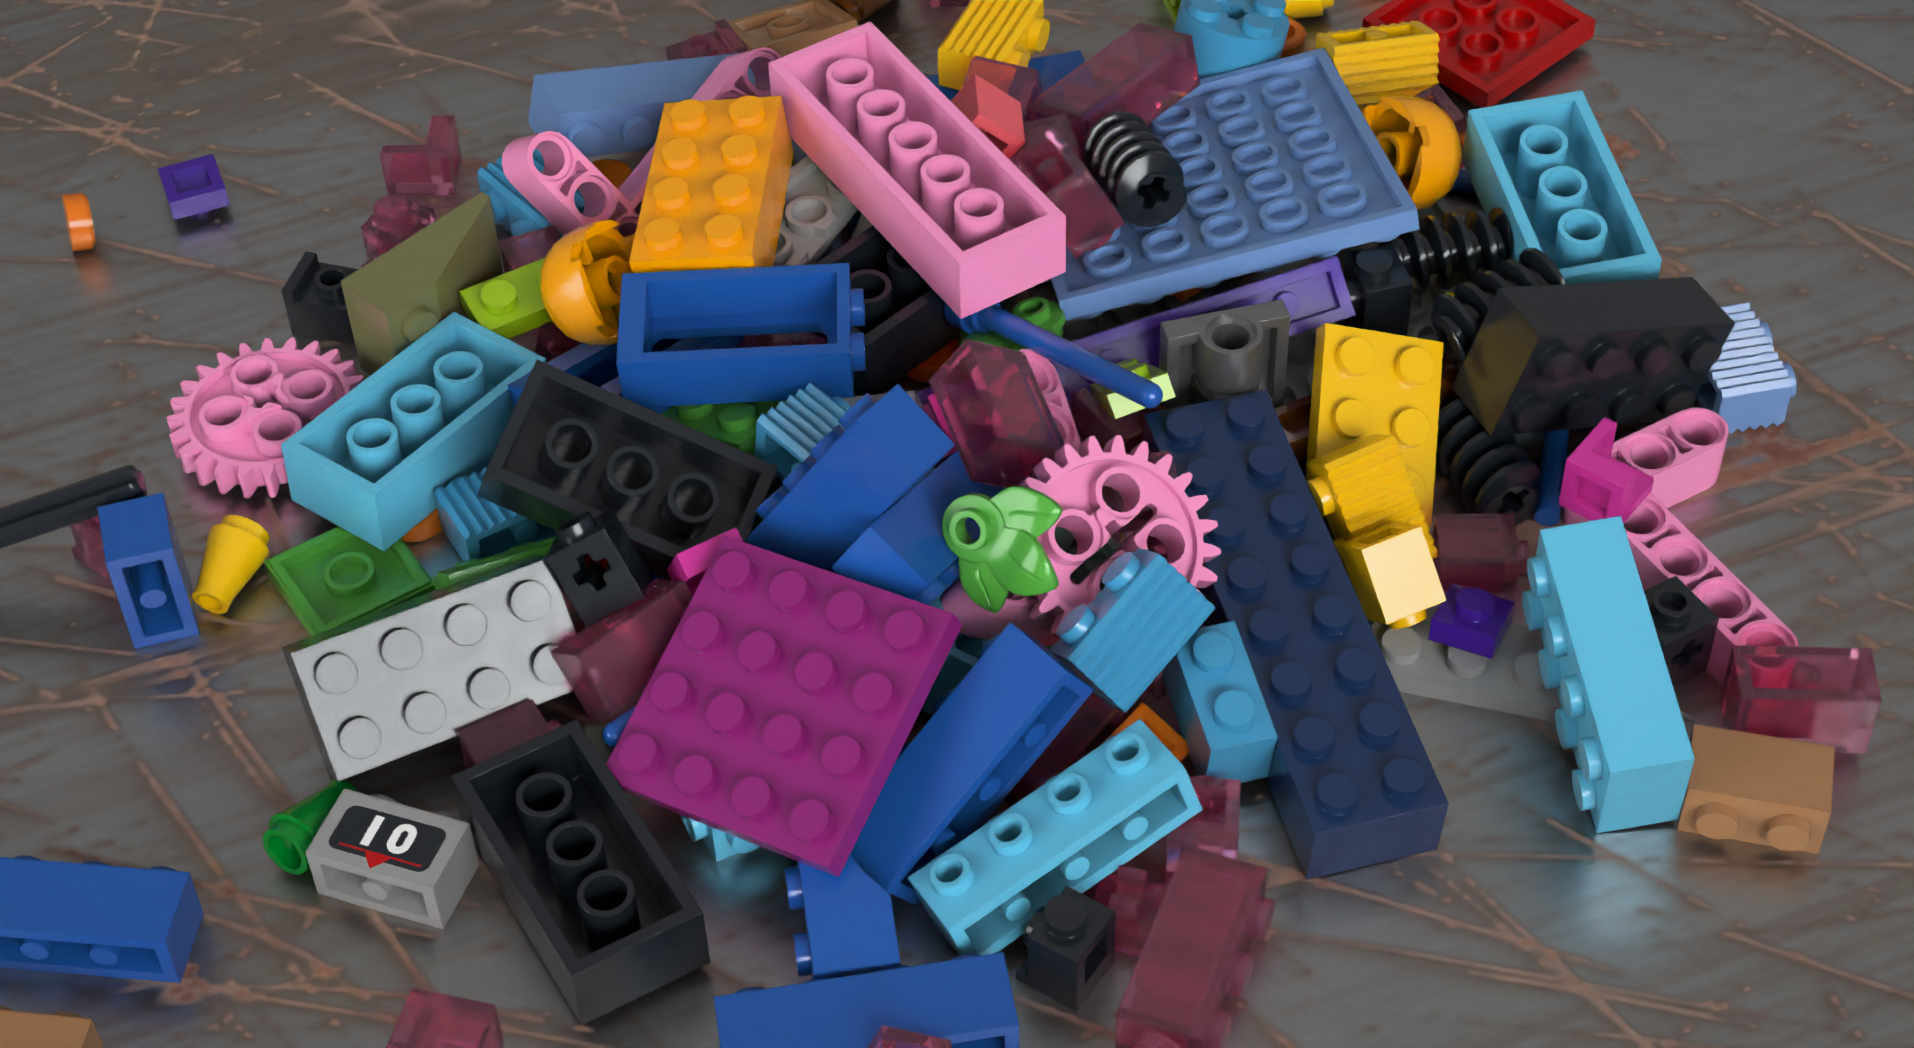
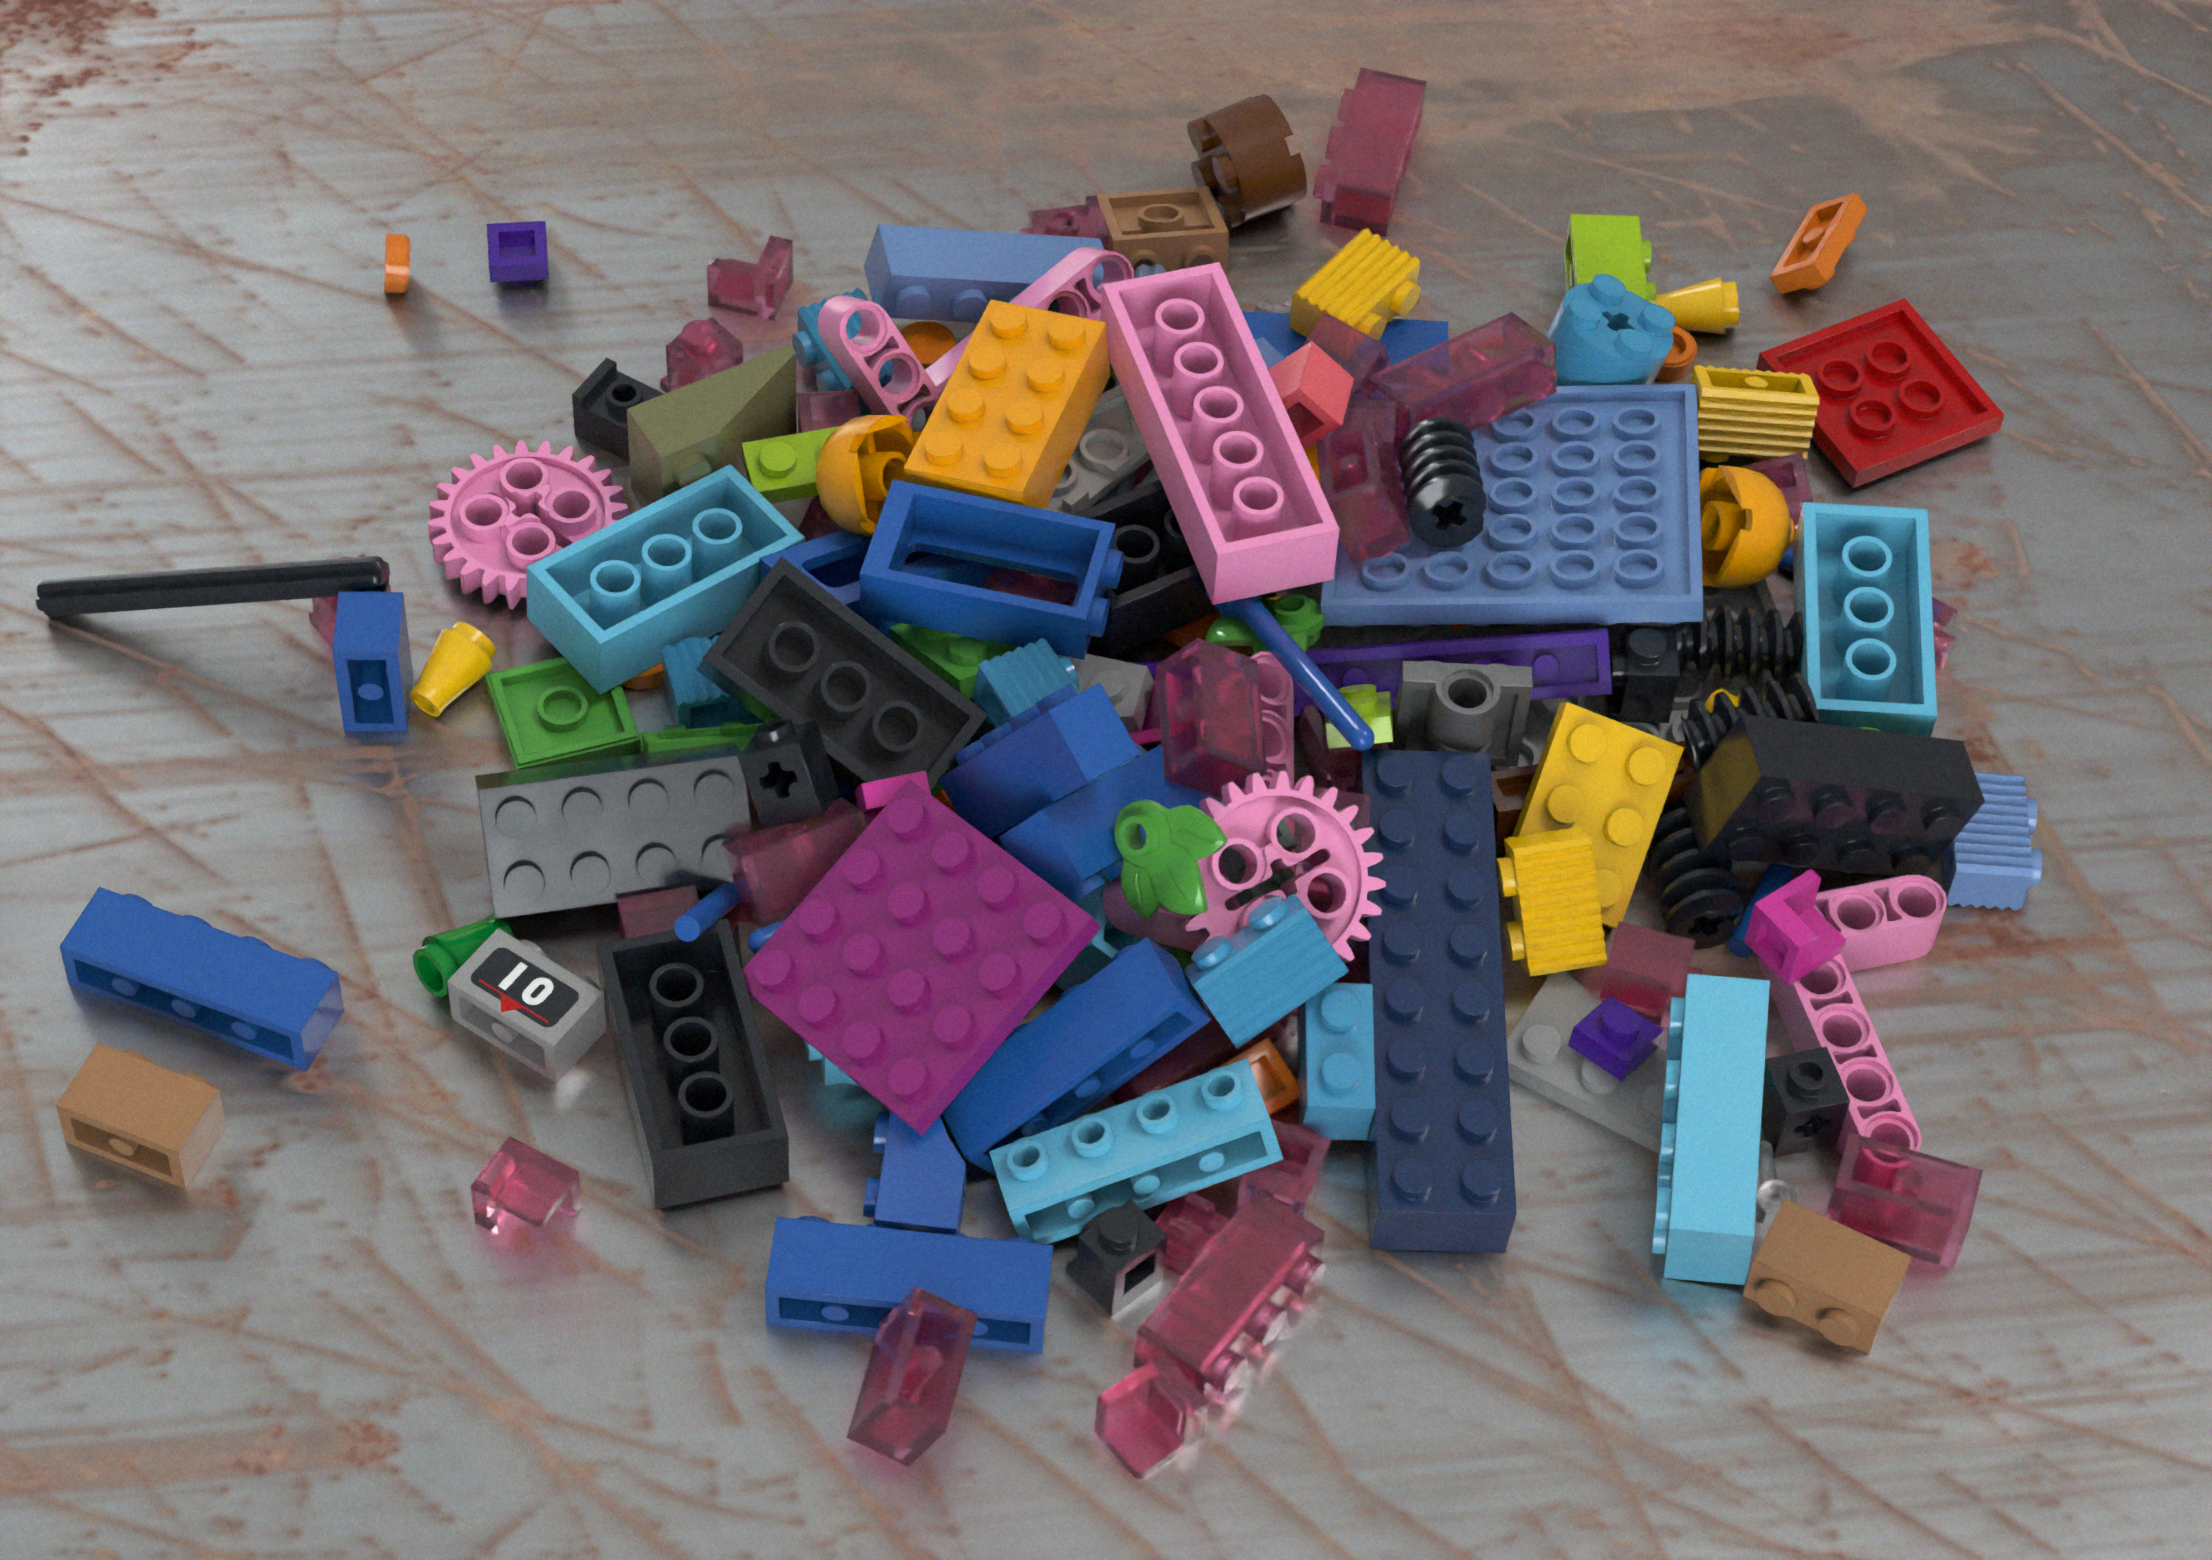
camera: 10 degrees right, 5 degrees up
(553, 719) = (707, 912): none -> blue bar
(1393, 574) = (1550, 974): yellow brick -> none

